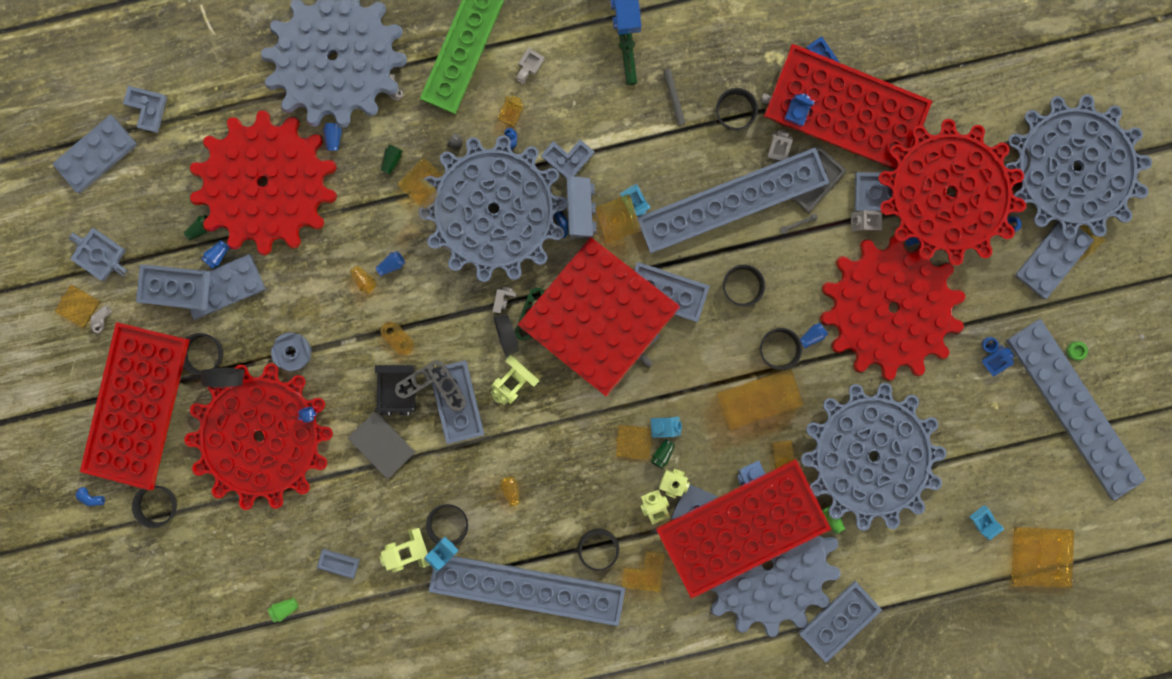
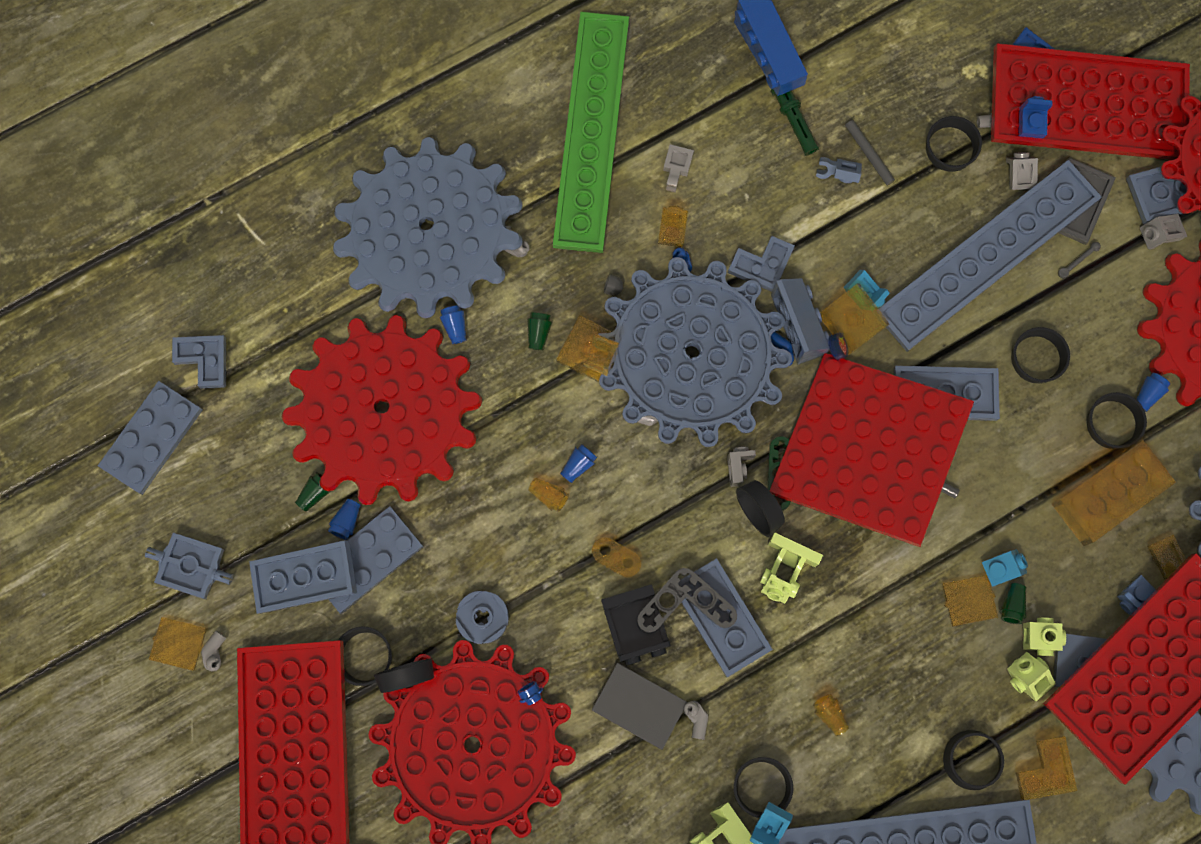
camera: 15 degrees left, 10 degrees down
(419, 464) = (699, 718): none -> light grey arm
(600, 235) = (838, 346): none -> clear blue tile
(649, 105) = (842, 169): none -> sand blue plate

